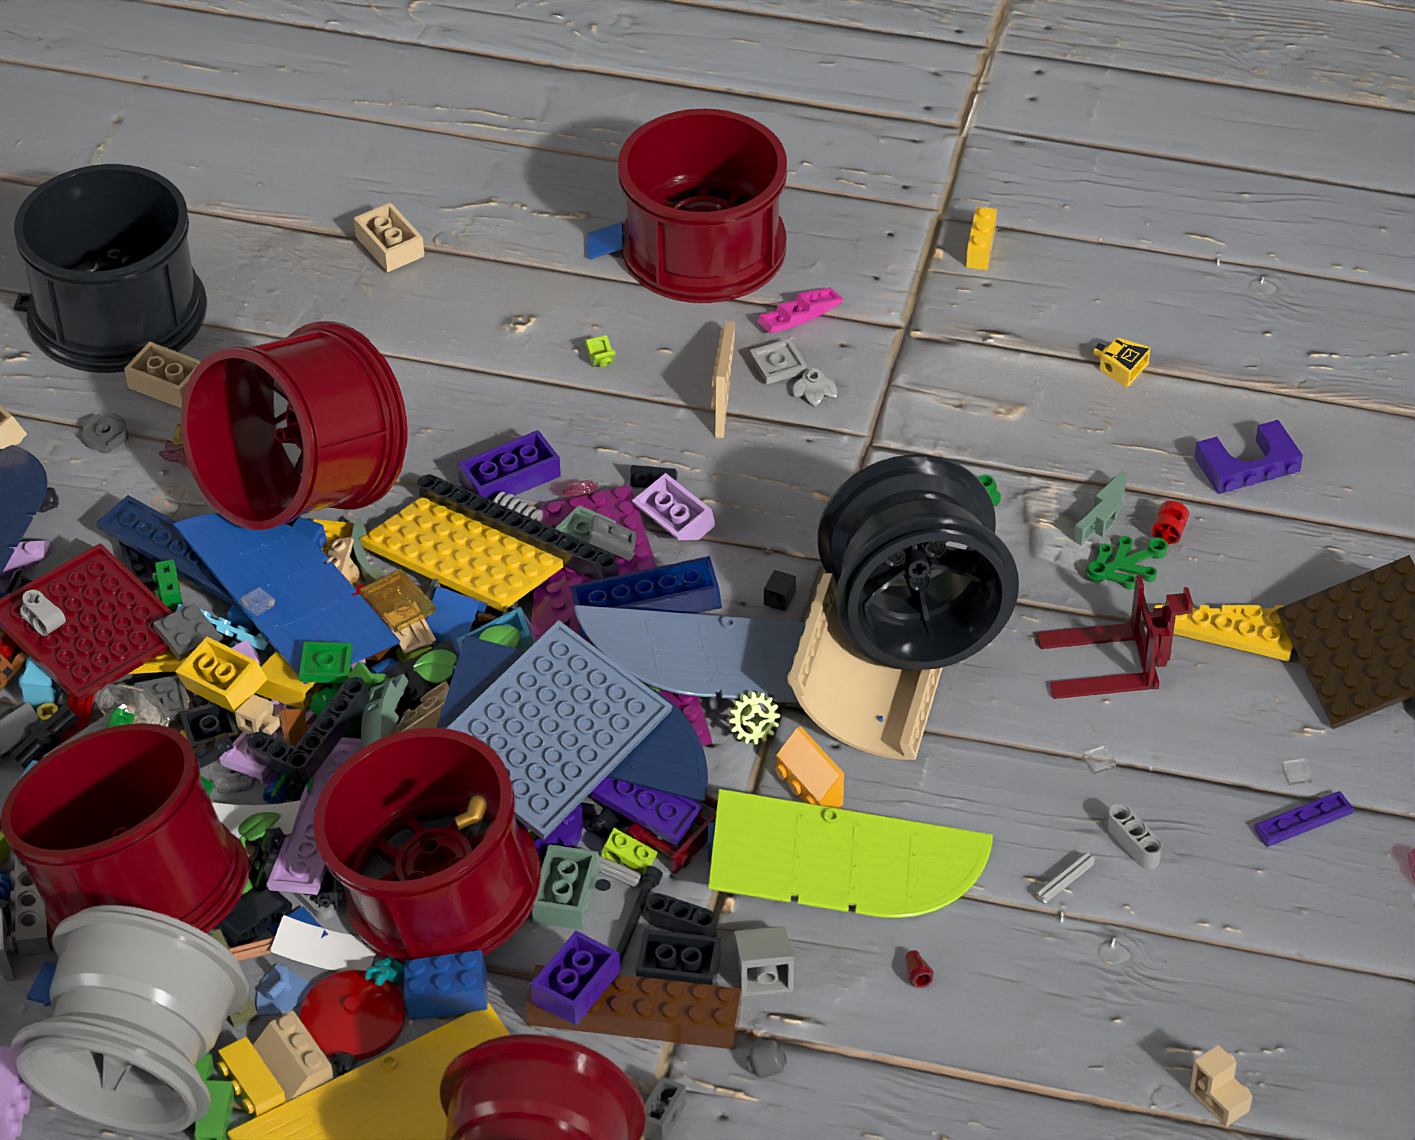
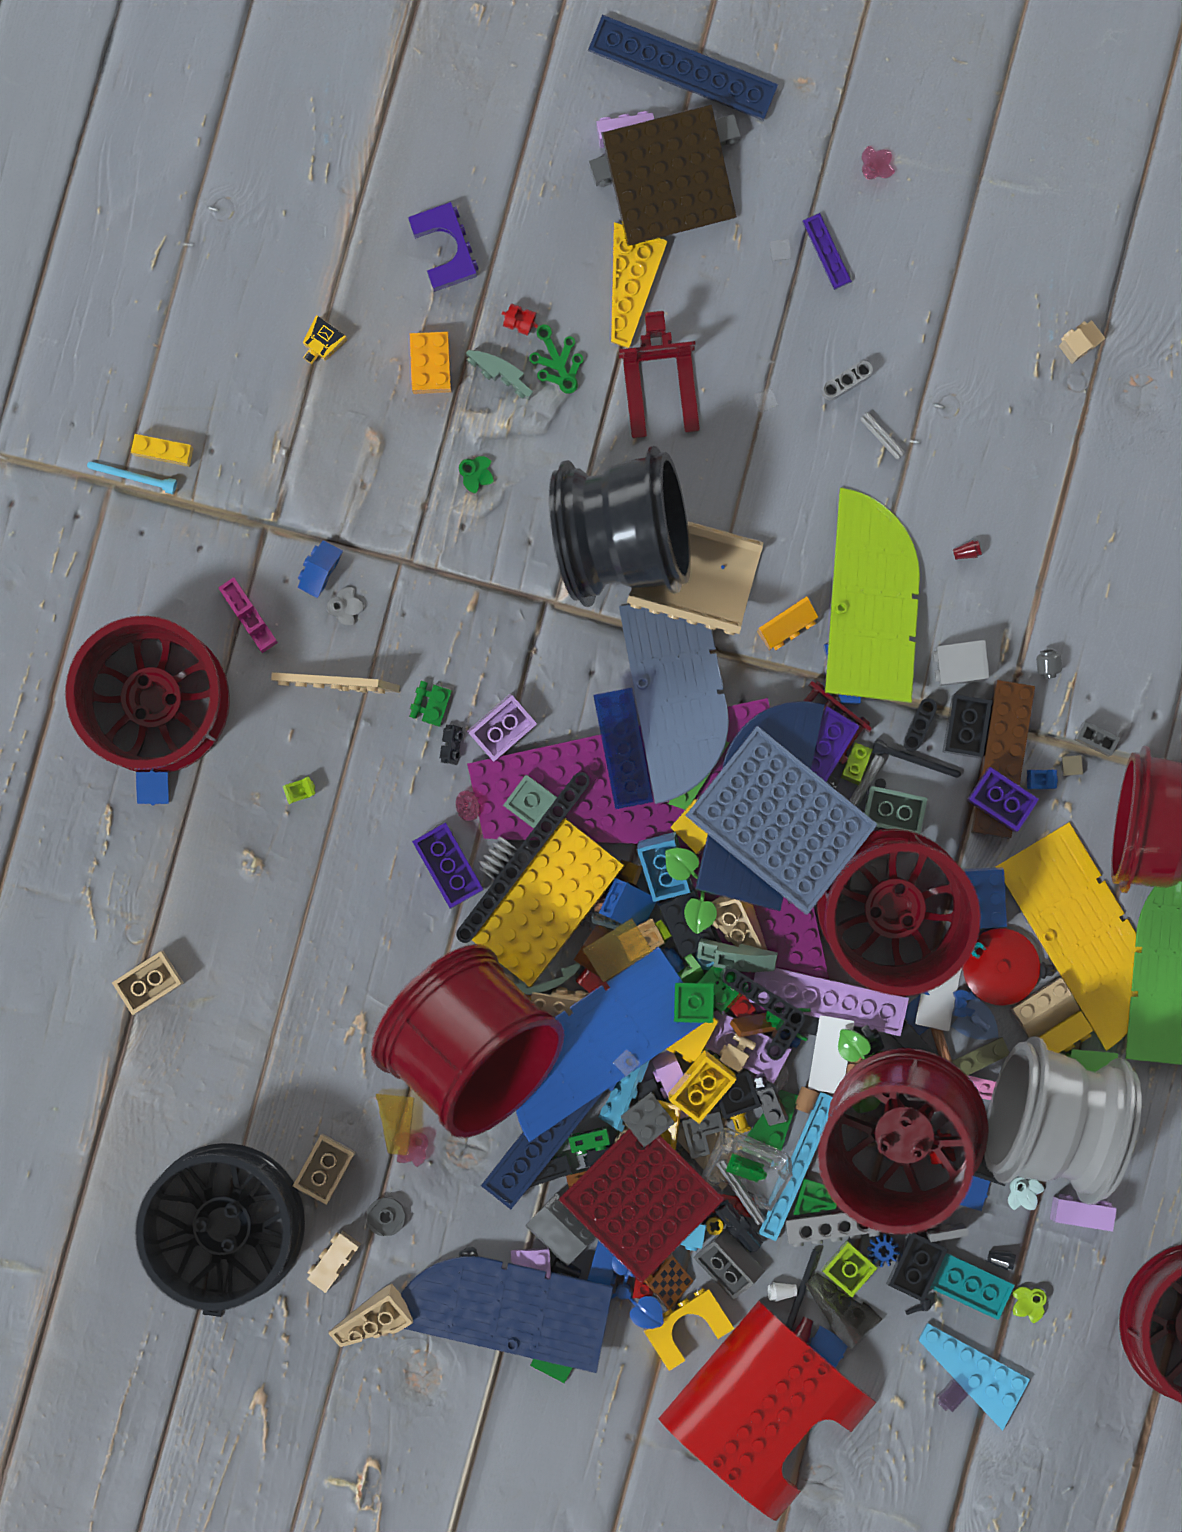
camera: 90 degrees left, 40 degrees up
(41, 612) = (653, 1234): light grey piece -> none
(62, 387) = (333, 1260): none -> tan wedge
(306, 967) = (960, 1003): none -> blue piece
(474, 812) = (922, 870): pearl gold arm -> none
(608, 1046) = (1042, 779): none -> blue bracket
(612, 537) = (549, 776): dark grey plate -> none
(699, 465) = (436, 704): none -> green plate
(745, 710) = (731, 666): yellowish green gear -> none
(778, 361) = (313, 636): light grey plate -> none
(779, 590) = (587, 642): black brick -> none
(859, 355) = (319, 568): none -> blue brick
(943, 247) = (168, 485): none -> medium azure piece
(1107, 447) = (430, 362): none -> light orange brick

